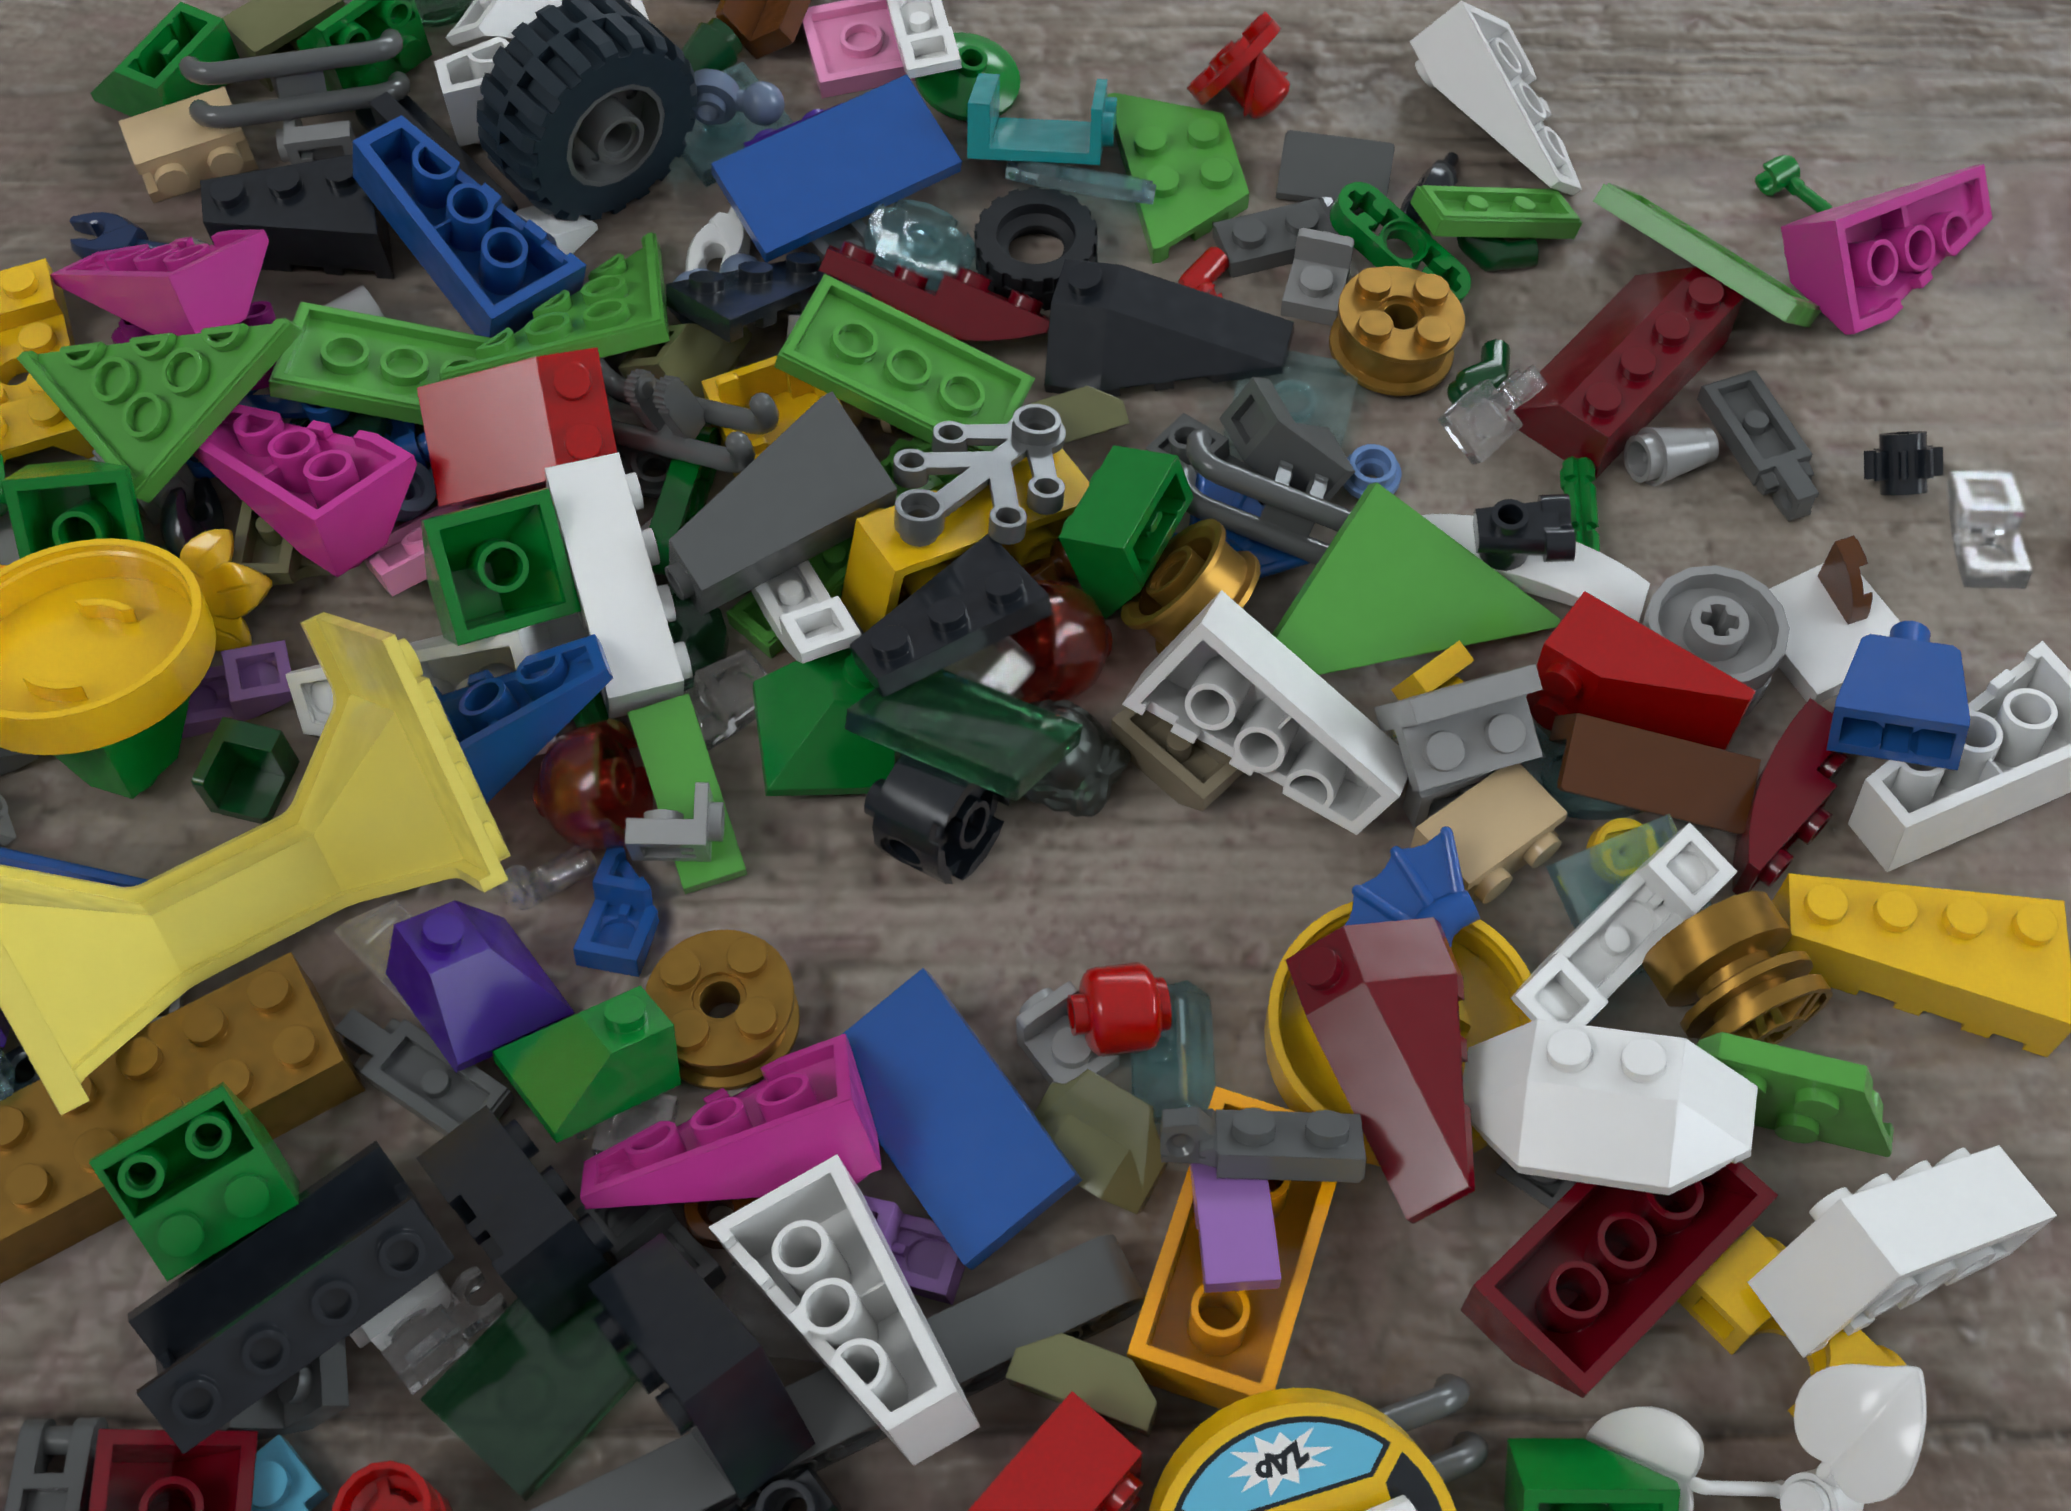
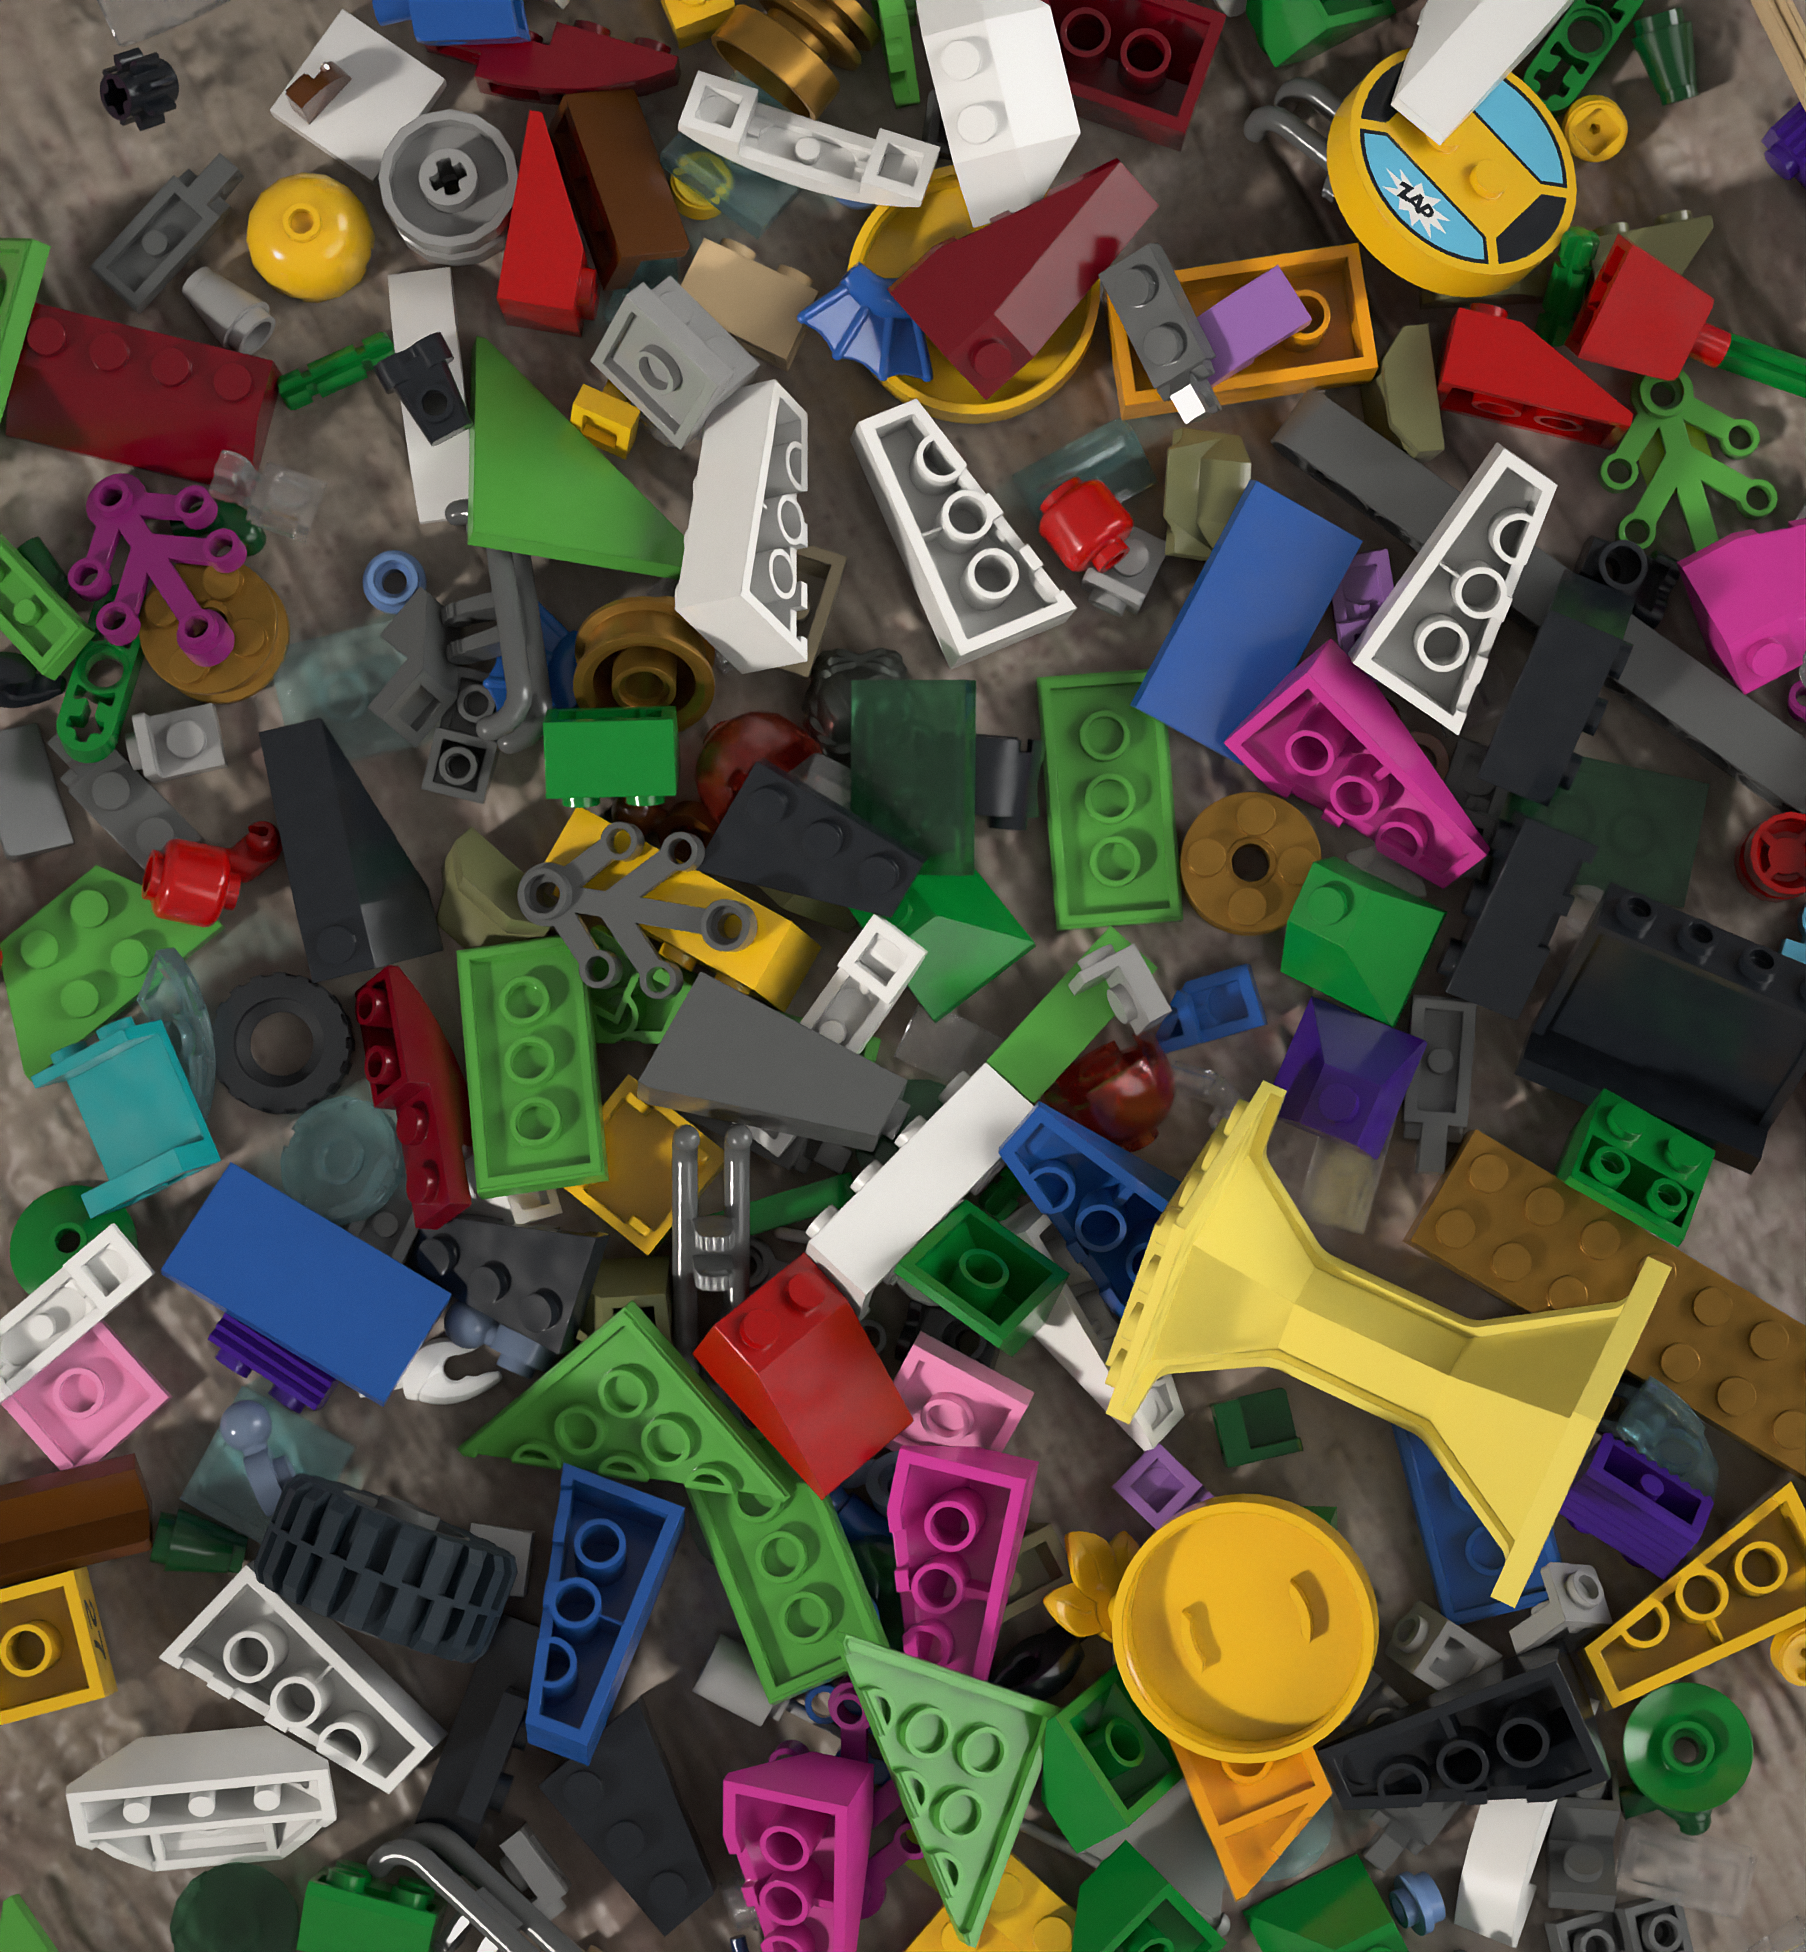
camera: 120 degrees left, 25 degrees up
(859, 923) = (1107, 804): none -> bright green tile
(1171, 894) = (959, 550): none -> white wedge
(1196, 224) = (190, 882): none -> red head
(1532, 313) = (152, 558): none -> magenta plant
(1712, 524) = (310, 237): none -> yellow cylinder

